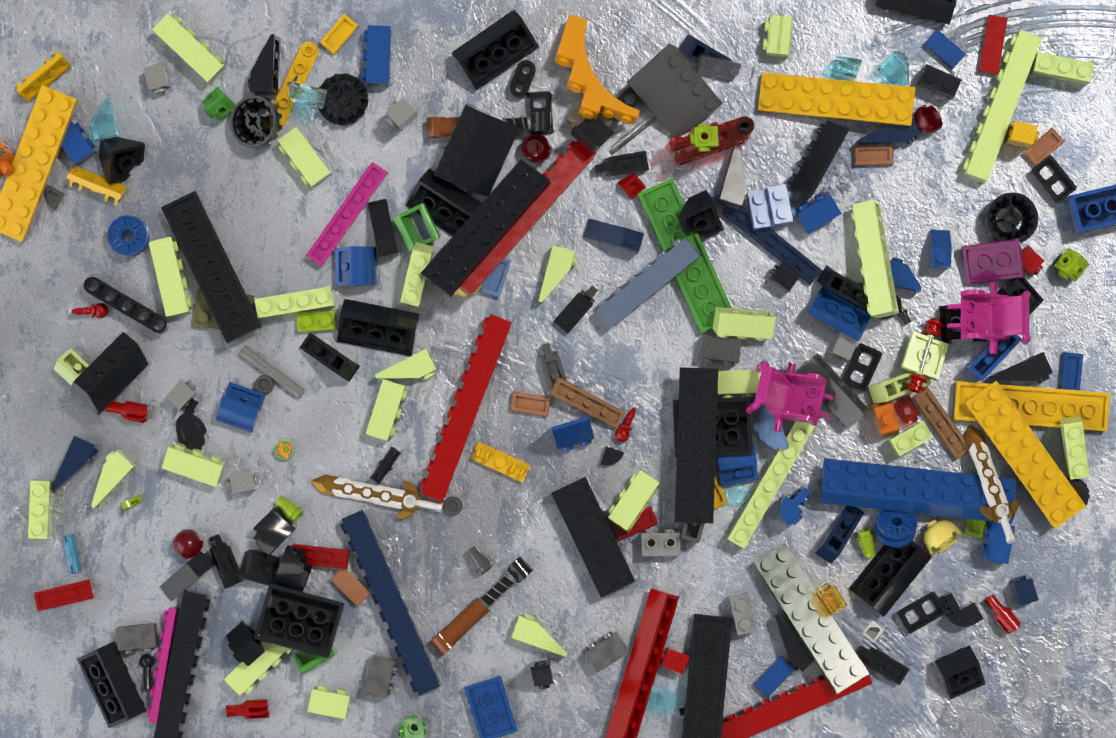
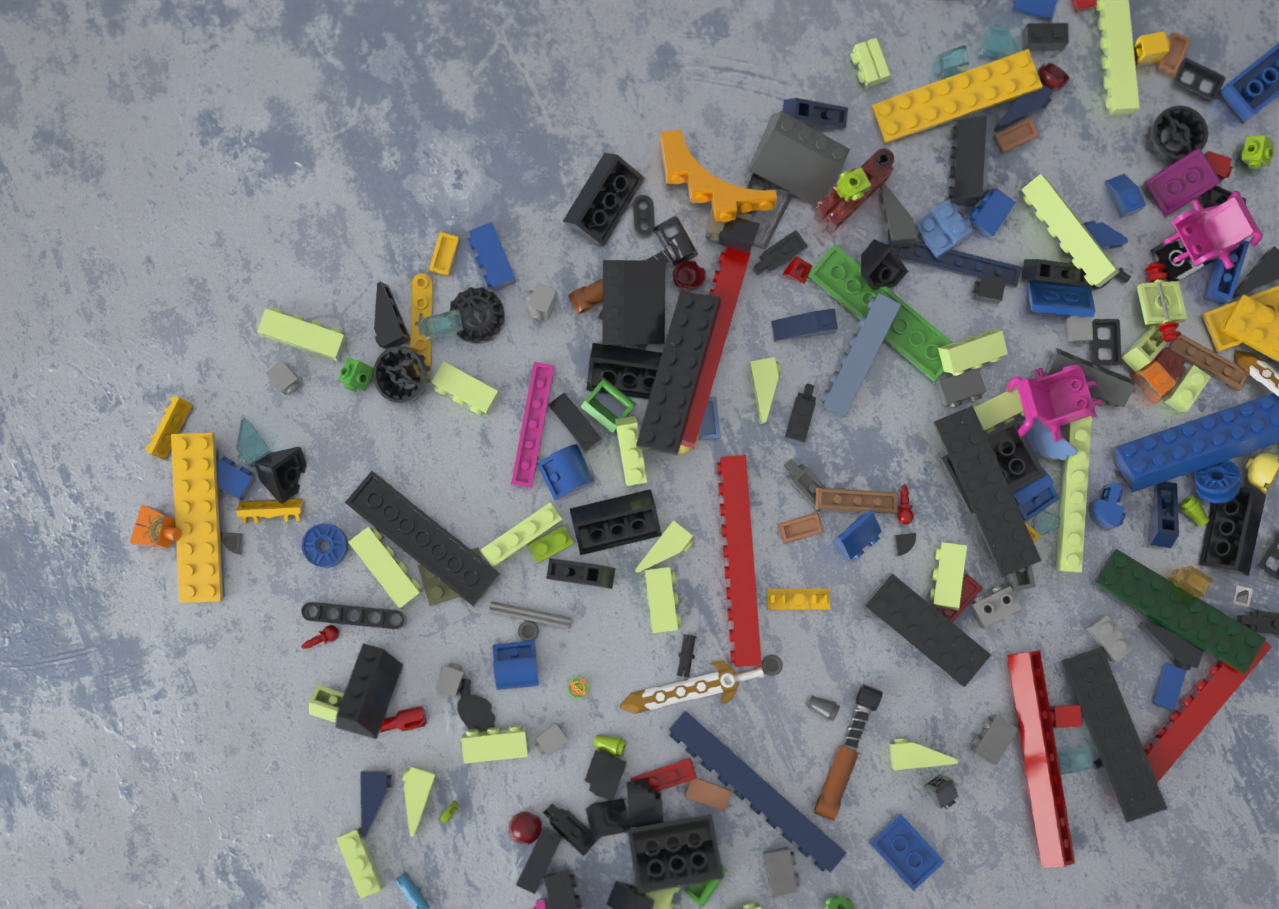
camera: 30 degrees left, 5 degrees down
(725, 69) = (836, 116): clear tile -> none

